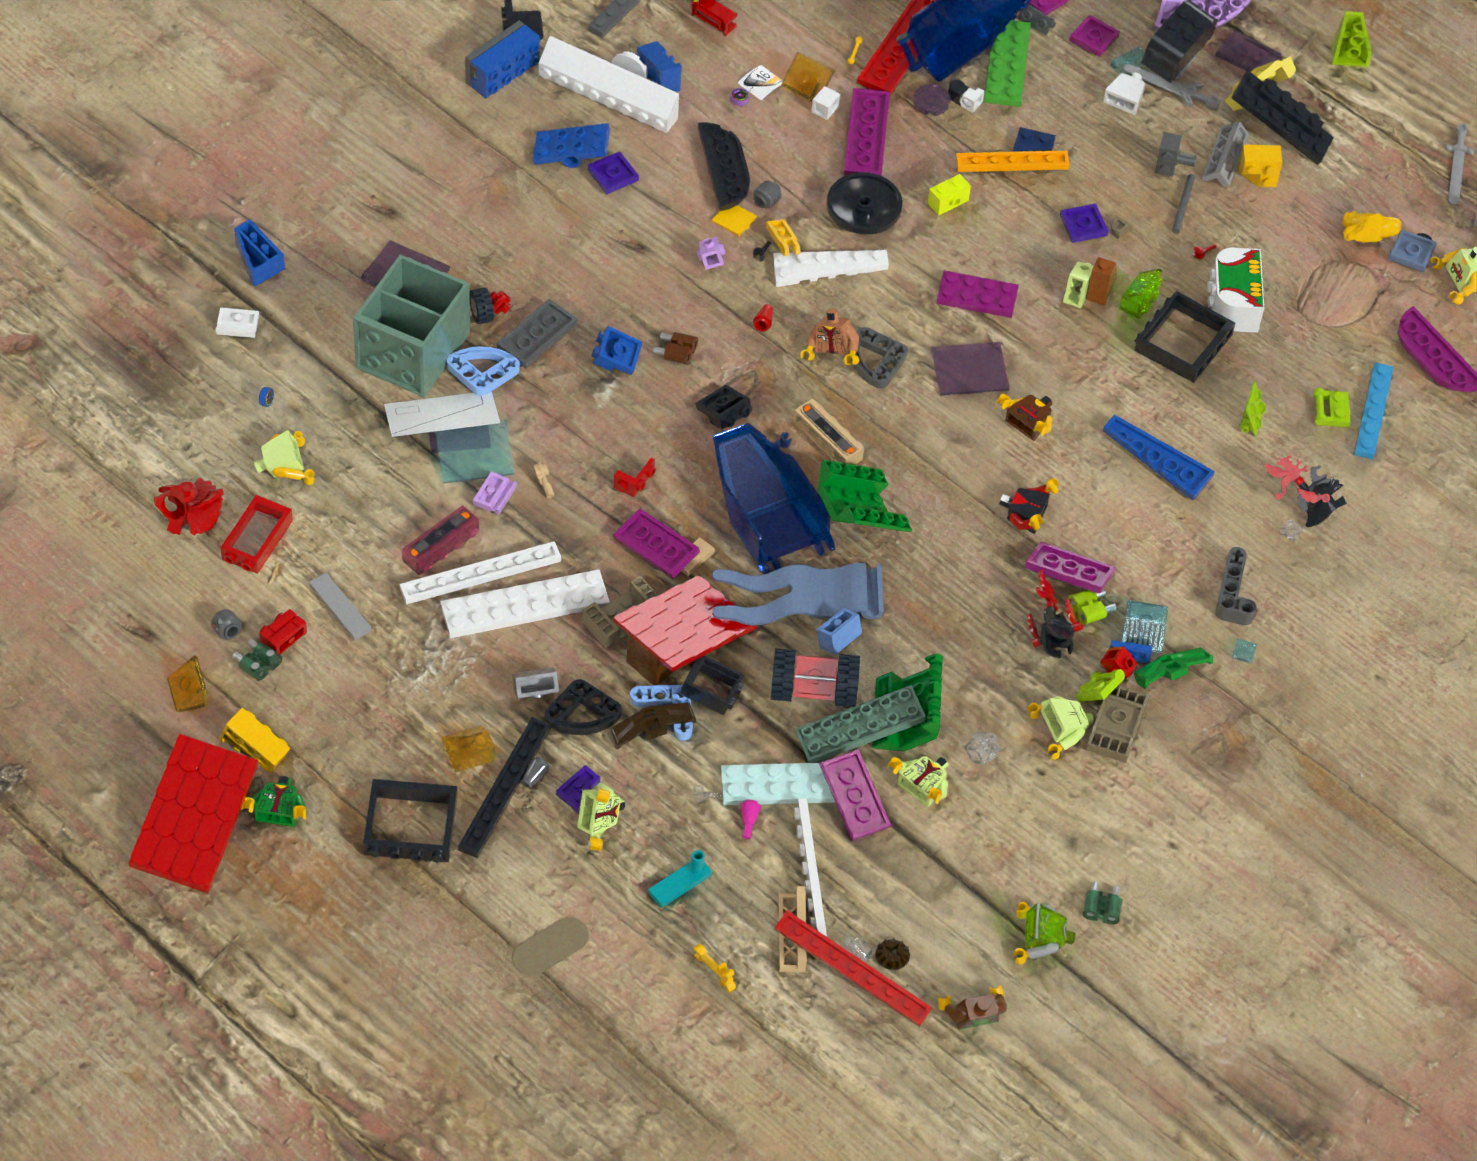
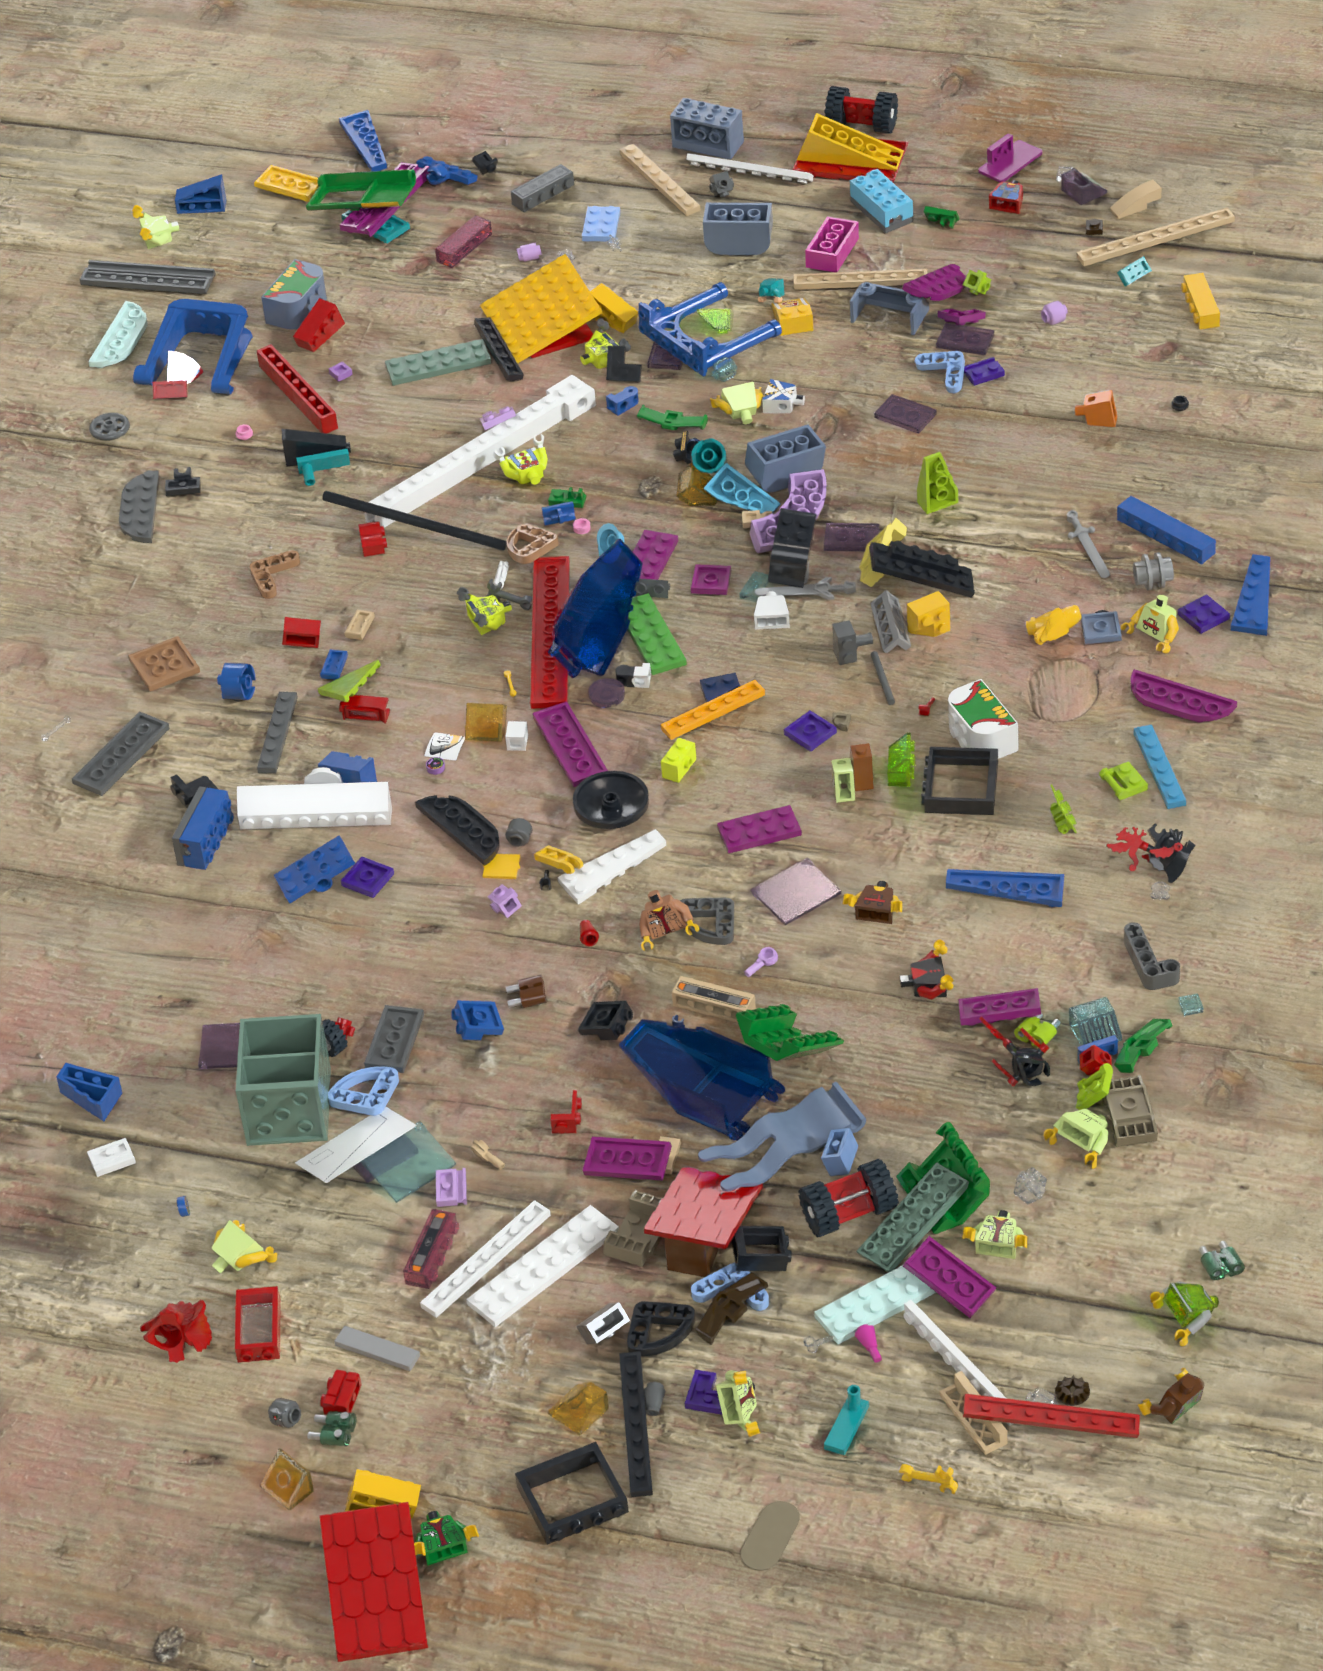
camera: 20 degrees left, 10 degrees down
(902, 418) = (767, 957): none -> lavender plate

